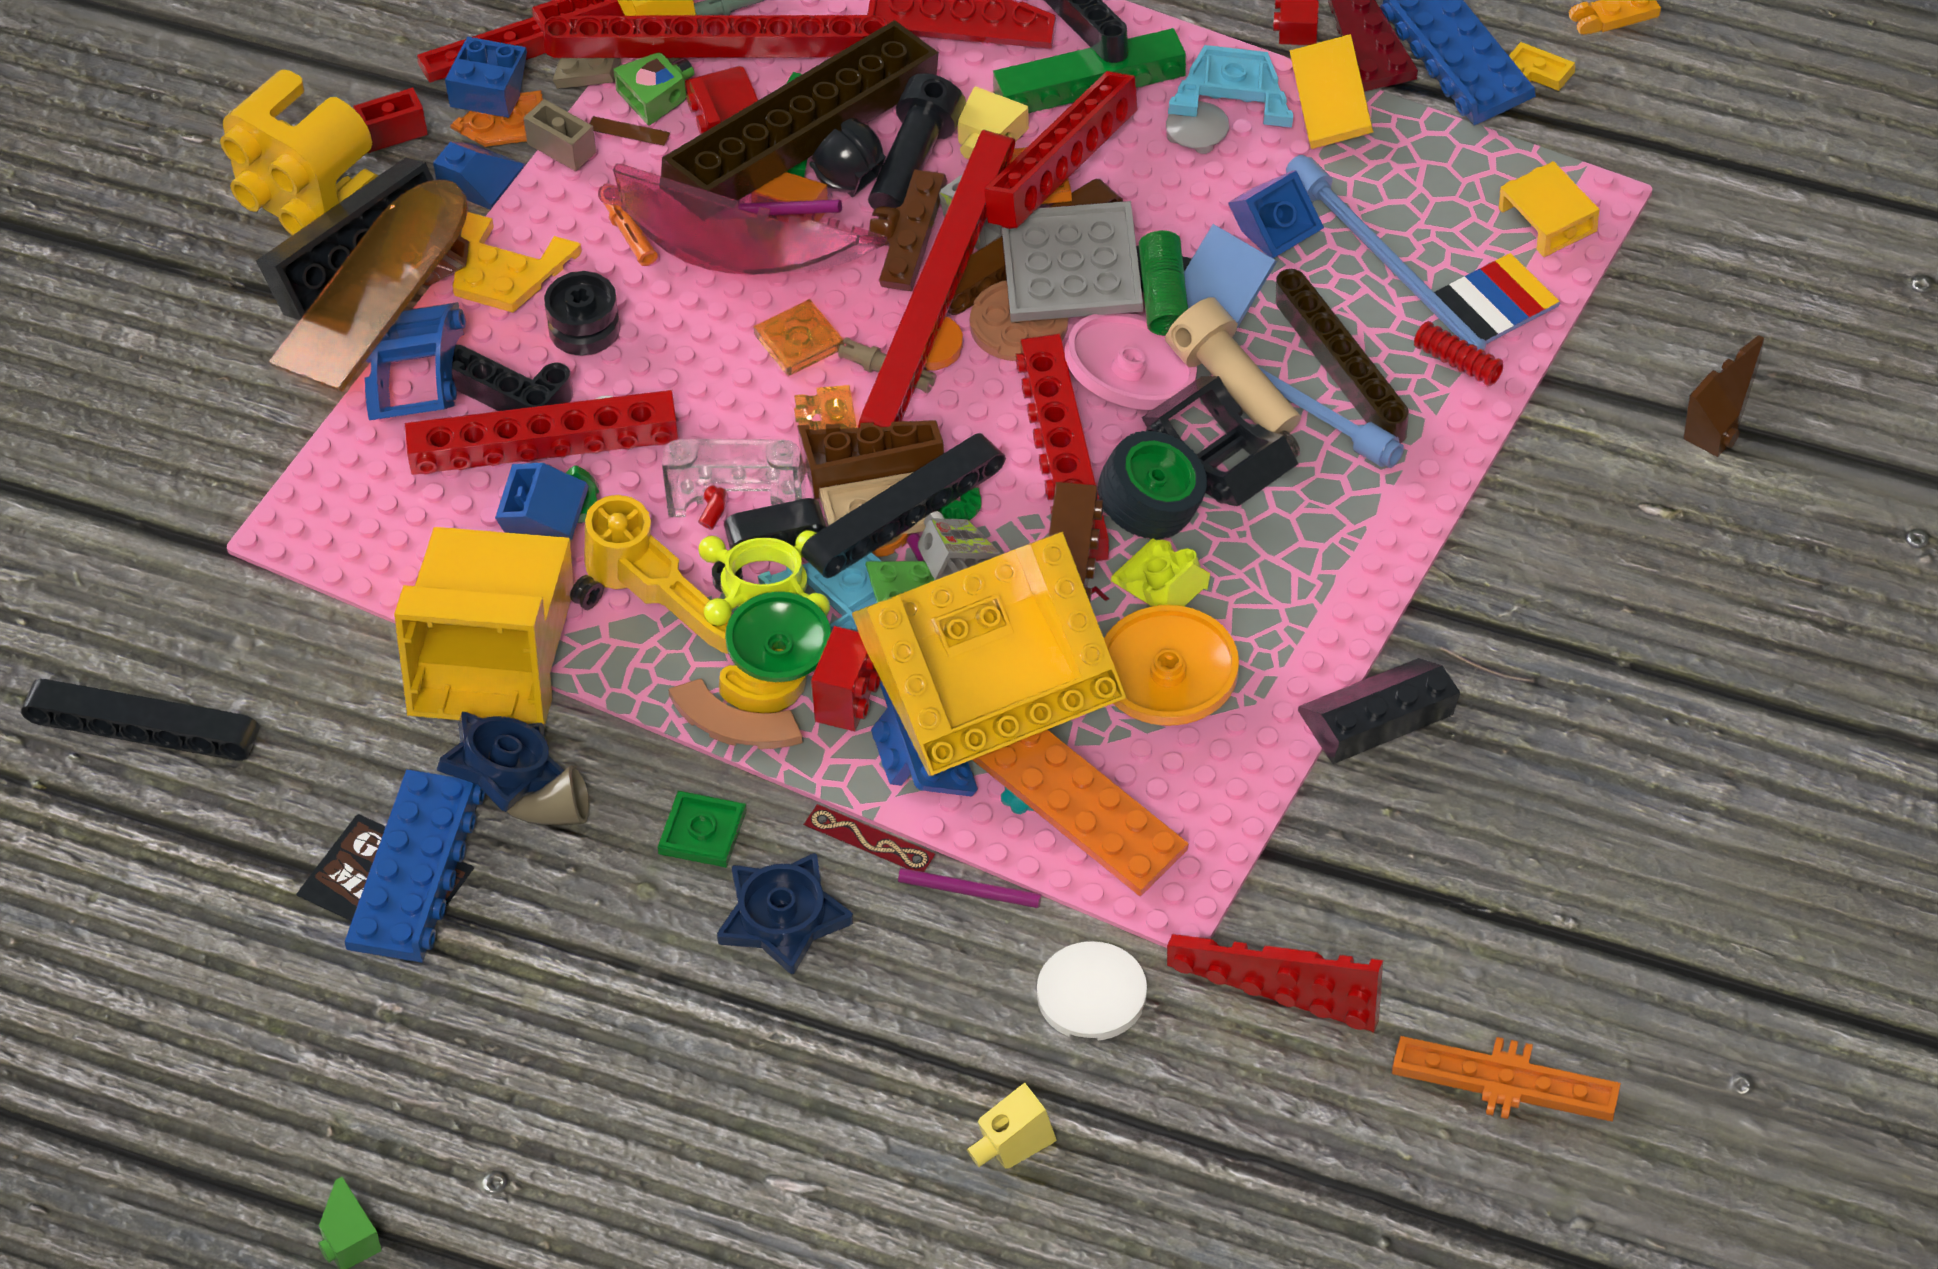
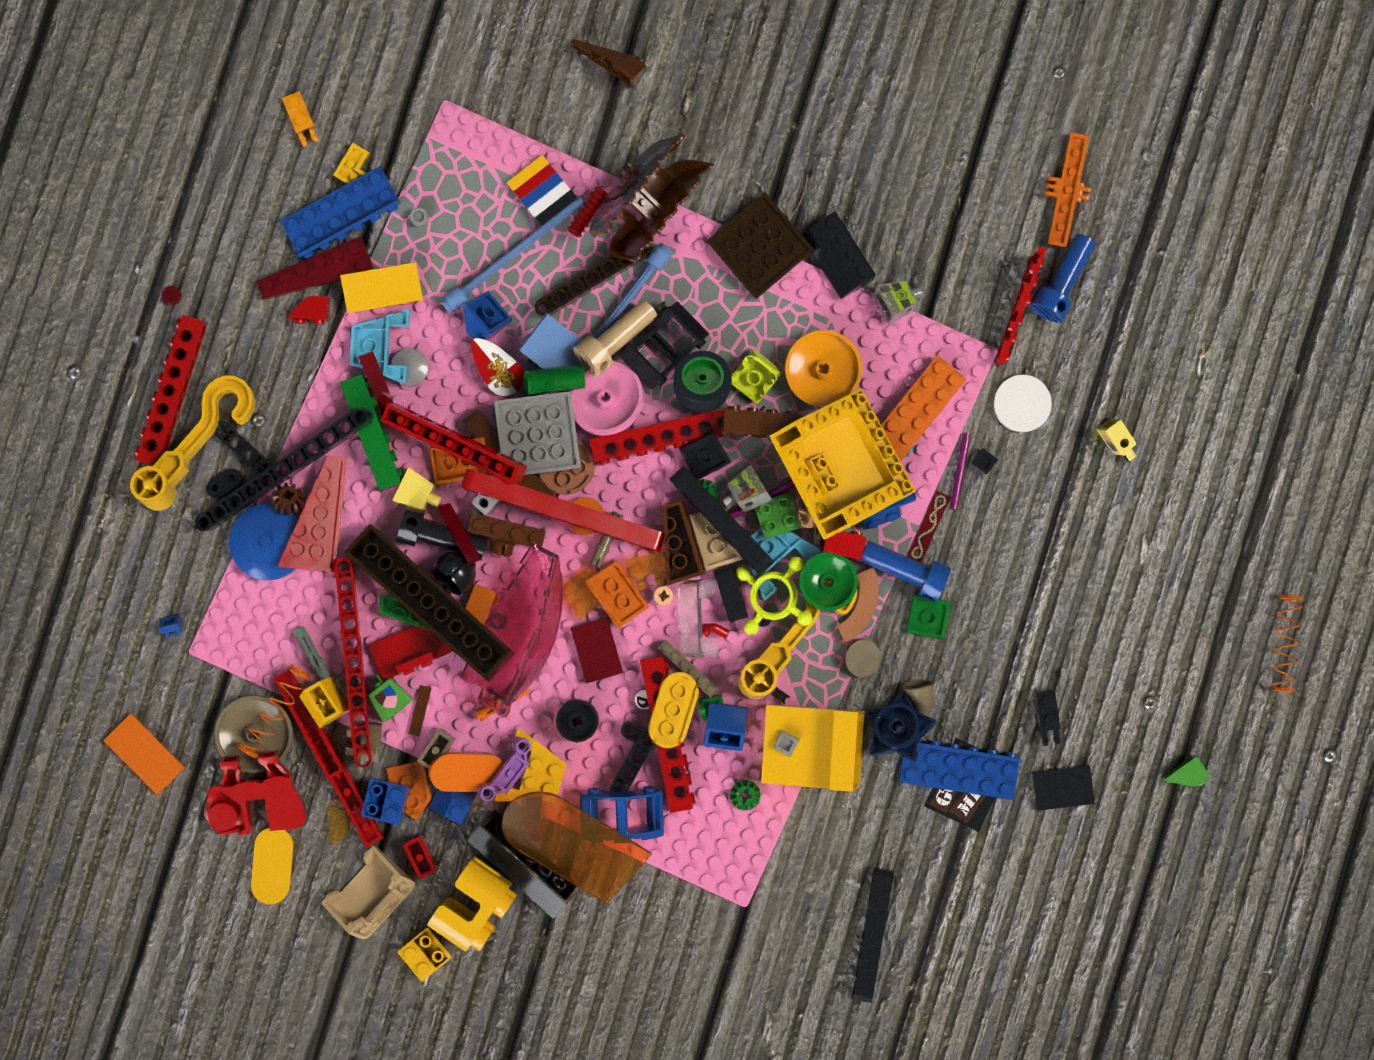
camera: 95 degrees left, 35 degrees up
(209, 115) = (424, 954): none -> yellow slope
(322, 50) = (369, 895): none -> tan windscreen
(354, 1027) = (1063, 787): none -> black tile
(404, 545) = (740, 787): none -> green gear
(450, 32) = (337, 824): none -> clear yellow tile
(493, 997) = (1047, 714): none -> black hinge
(496, 555) = (786, 743): none -> light grey tile
(507, 221) = (509, 771): none -> medium lavender plate
(517, 167) = (463, 770): none -> orange tile
(581, 430) = (673, 710): none -> yellow tile
(638, 718) = (861, 657): none -> dark tan tile
(647, 470) = (687, 667): none -> dark tan piece
(698, 350) = (596, 650): none -> dark red tile
(769, 815) = (929, 578): none -> blue piece
(781, 426) = (663, 596): none -> light nougat wheel
(782, 911) = (996, 566): dark blue plate -> none
(789, 369) = (617, 594): none -> orange tile
(795, 207) = (502, 604): magenta bar -> none
(906, 160) = (459, 533): none -> dark red sticker
(984, 921) = (984, 461): none -> black plate
(1021, 493) = (705, 455): none -> black tile
(1177, 70) = (376, 380): none -> dark red sticker
(1197, 213) = (497, 367): none -> shield
(1293, 788) = (897, 299): none -> torso
(1326, 1052) = (1053, 300): none -> blue piece
(1397, 590) = (760, 245): none -> dark brown plate
(1450, 143) = (419, 216): none -> light grey tile
(1517, 426) = (651, 193): none -> reddish brown animal
(1551, 206) = (473, 158): yellow panel -> none

